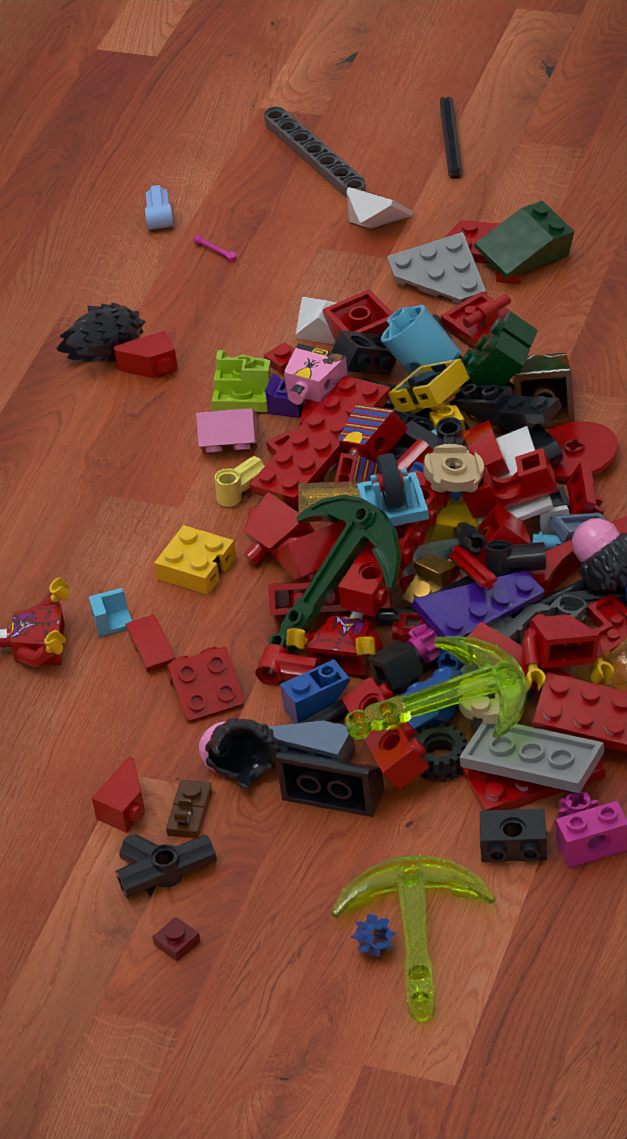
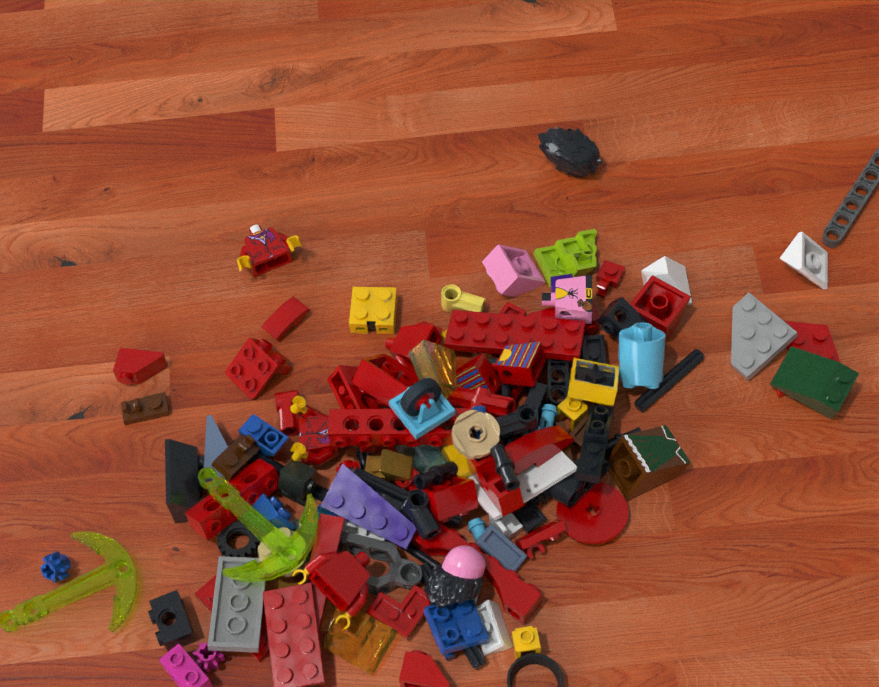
camera: 65 degrees right, 15 degrees up
(110, 612) = (302, 282): medium azure panel -> none
(147, 356) = (570, 190): red slope -> none
(158, 209) = (731, 125): light blue piece -> none
(160, 863) = (87, 405): black piece -> none
(176, 938) = (32, 450): dark red plate -> none
(230, 256) = (711, 191): dark pink hinge -> none
(239, 750) = (193, 407): black hair -> none
(325, 710) = (235, 456): none -> reddish brown plate
(357, 532) = (377, 400): dark green piece -> none
(423, 640) = (321, 486): dark pink gear -> none
(473, 568) = (394, 491): red axle -> none
(476, 316) = (712, 385): red plate -> none
(500, 352) = (635, 412): dark green piece -> none
(512, 451) = (504, 467): none -> black pin

